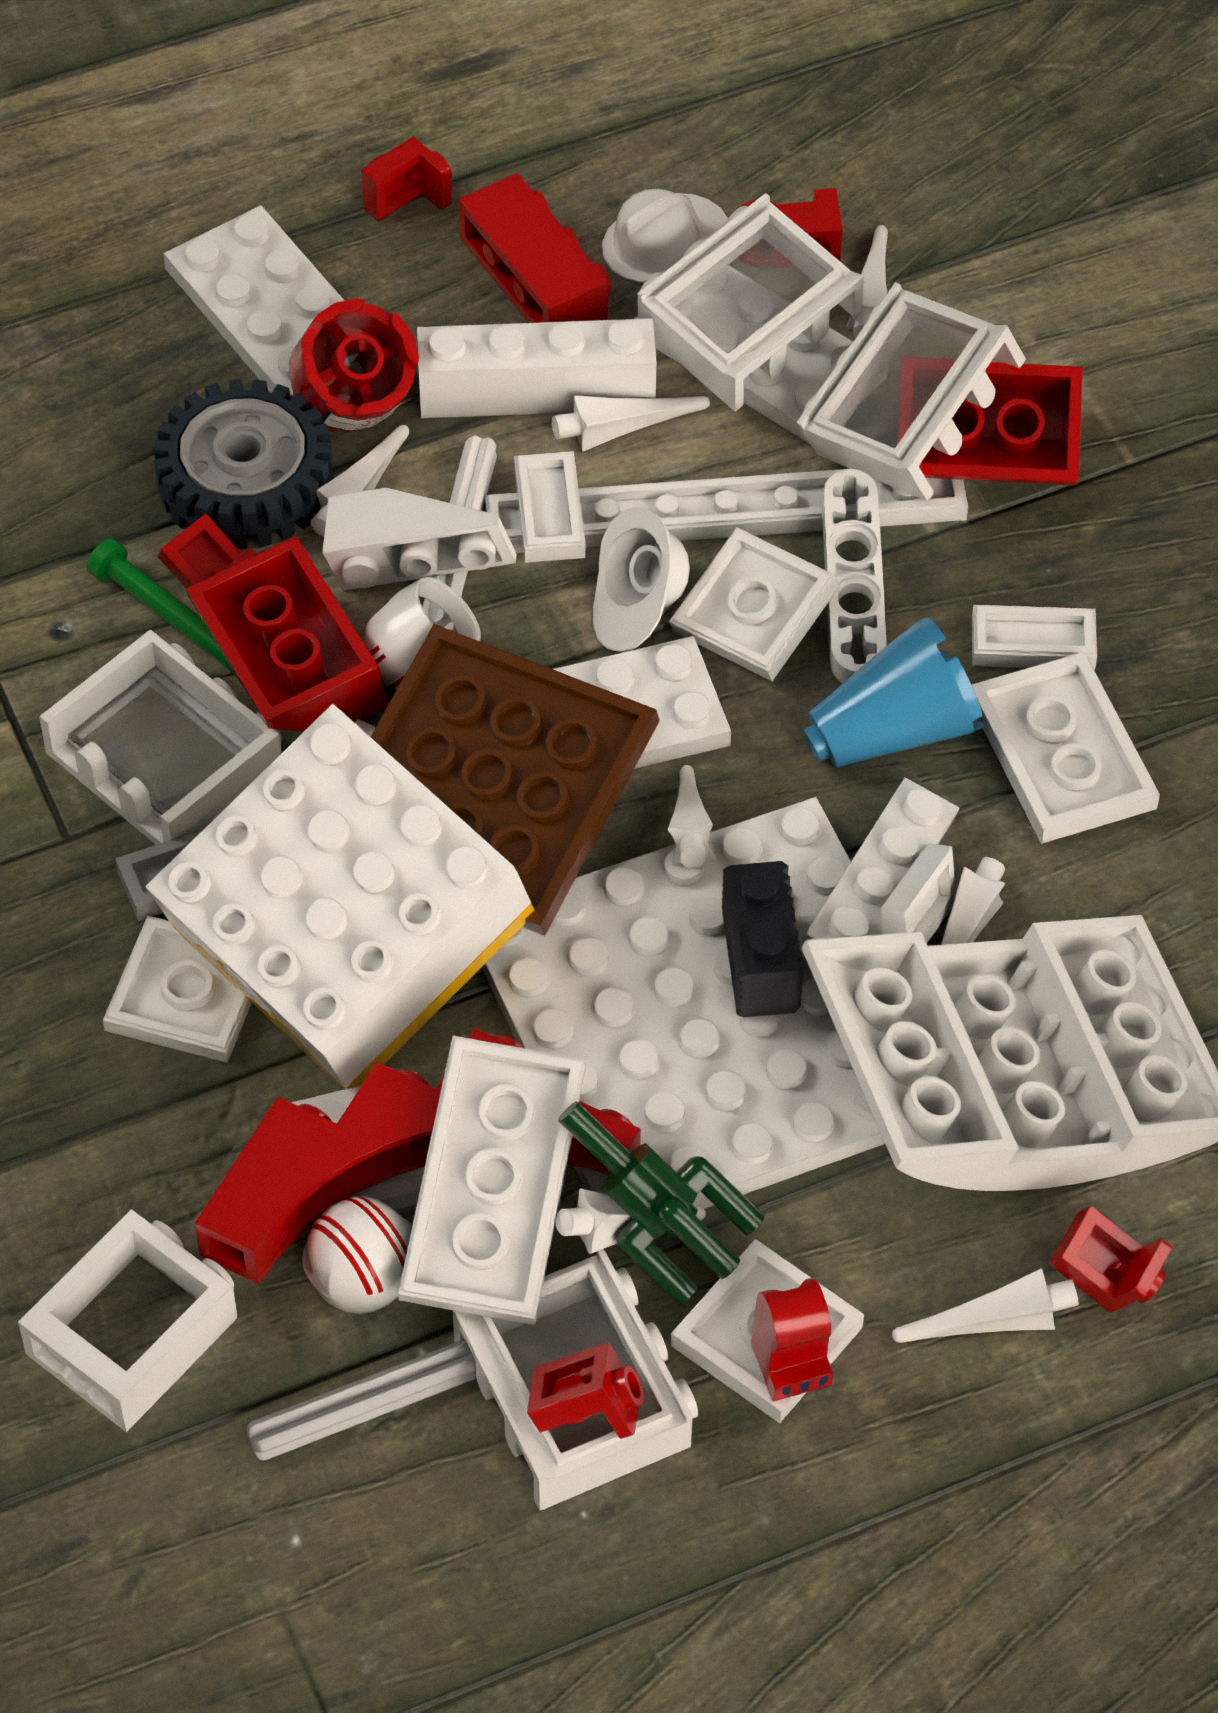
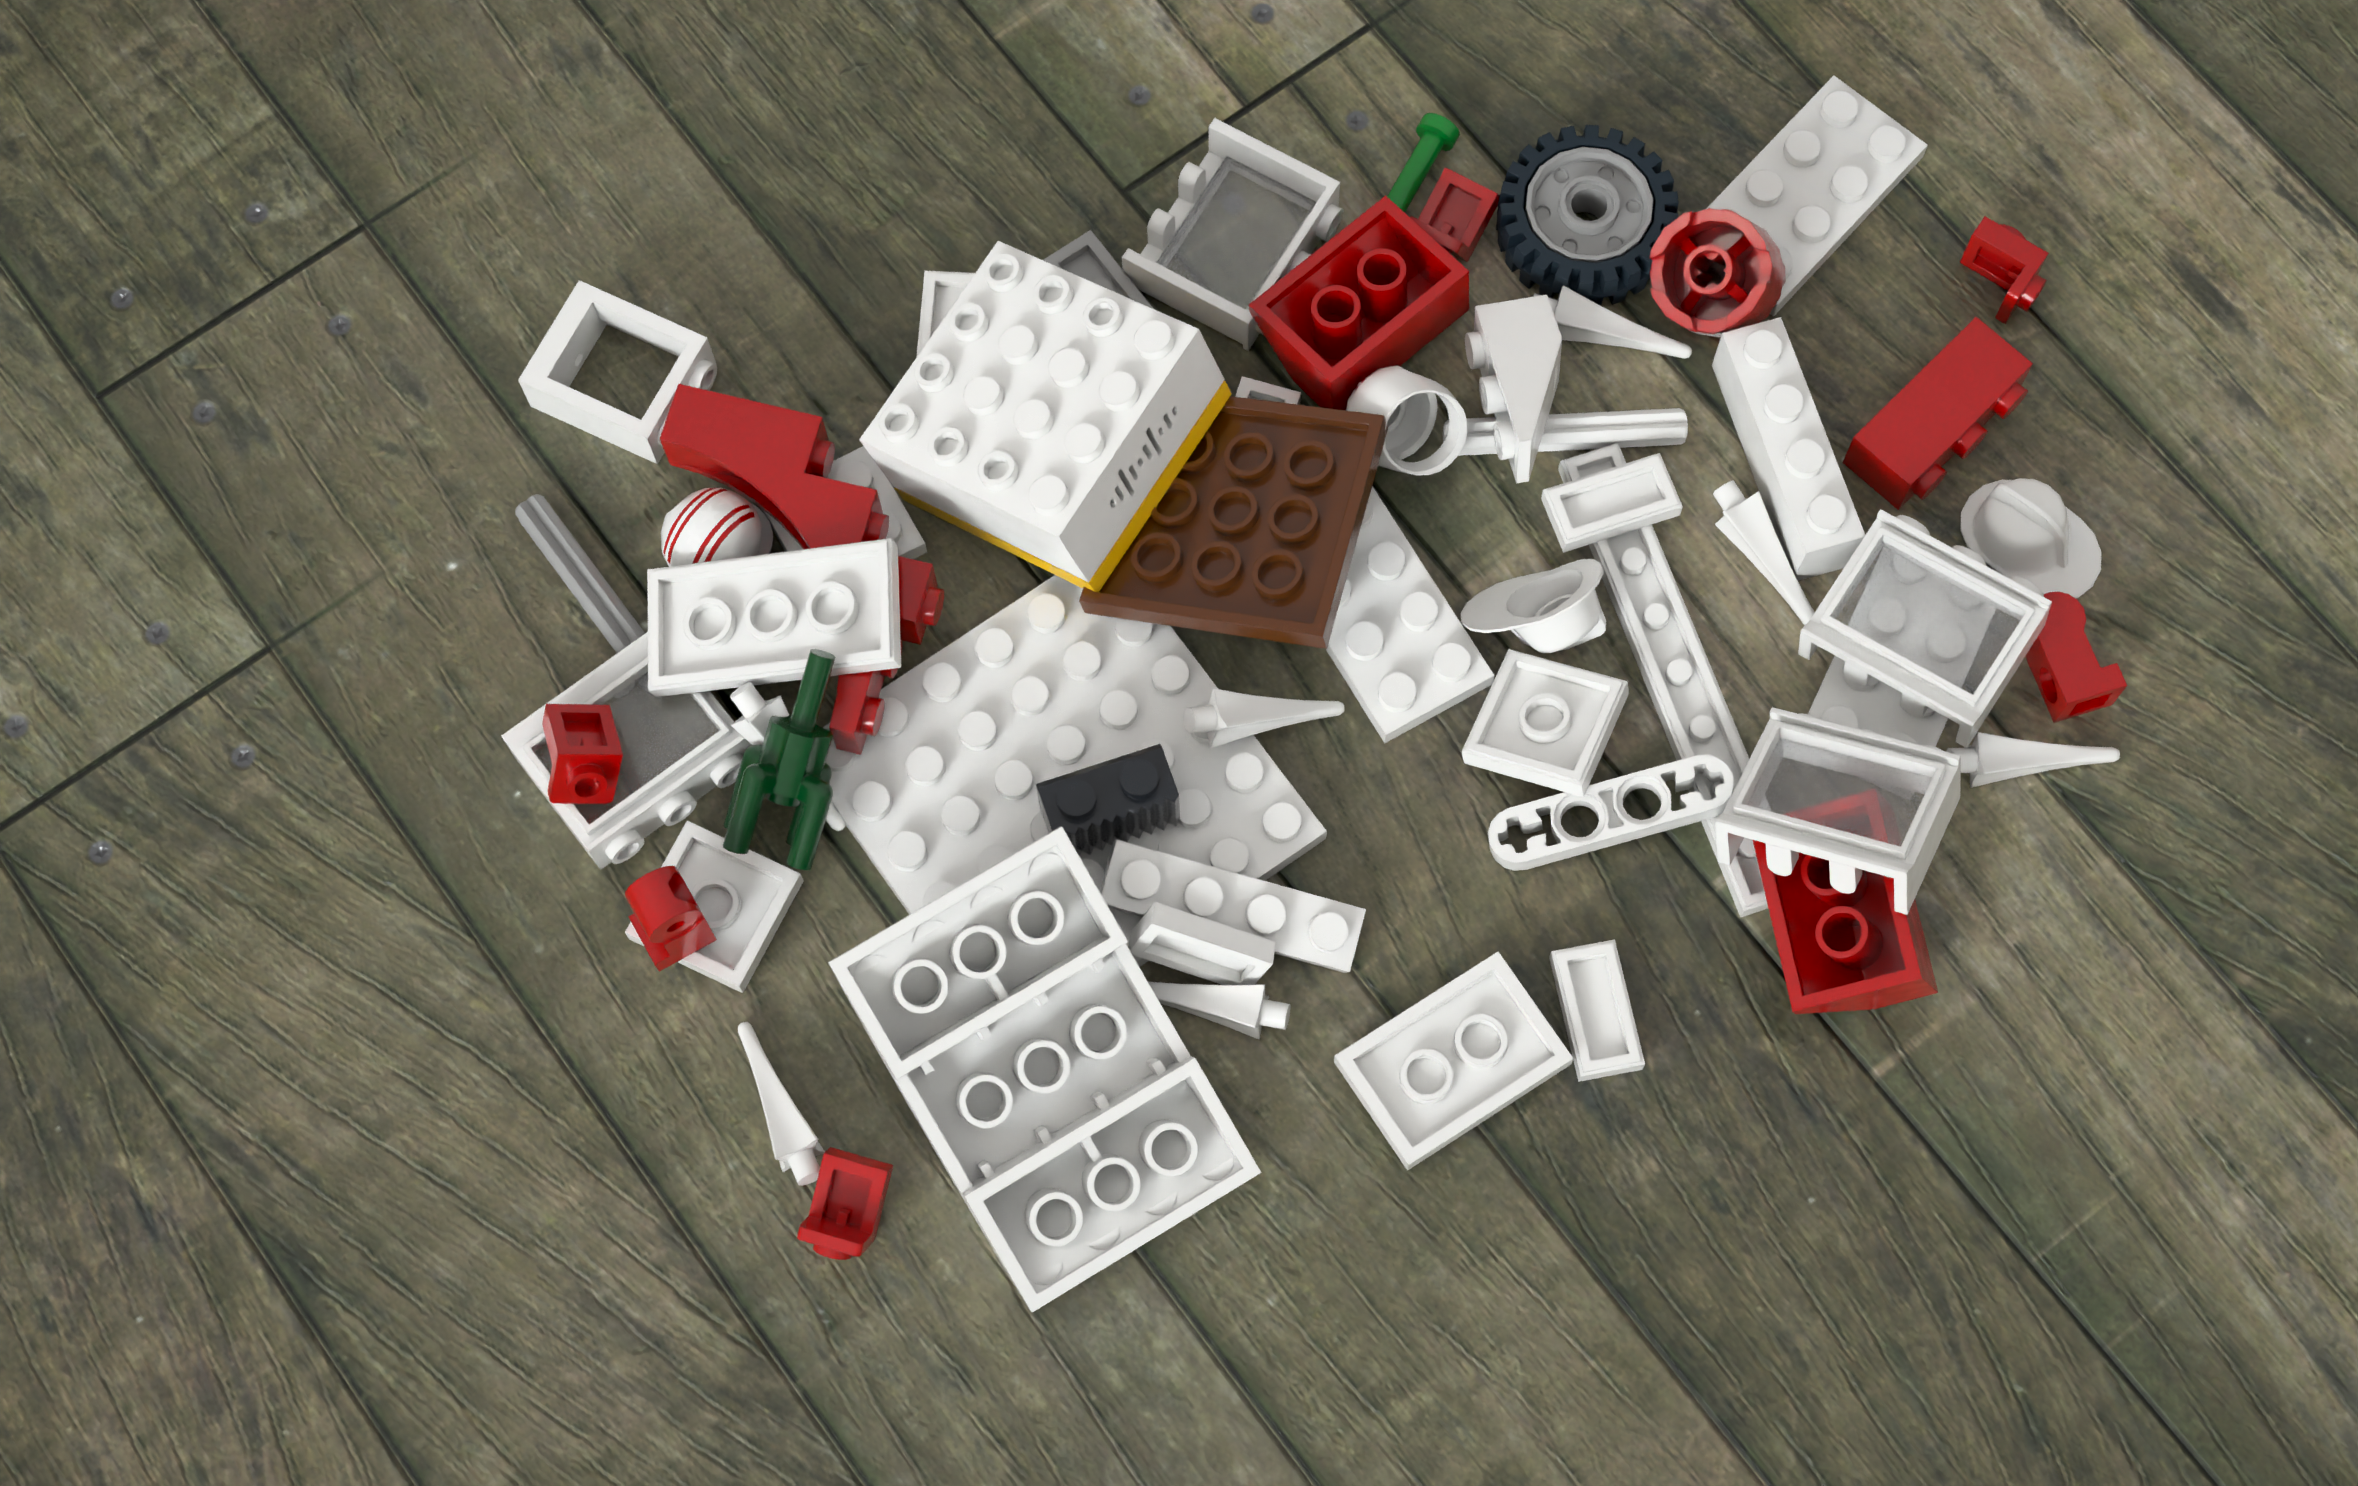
camera: 80 degrees right, 15 degrees up
(896, 702) = (1452, 883): dark azure cone -> none

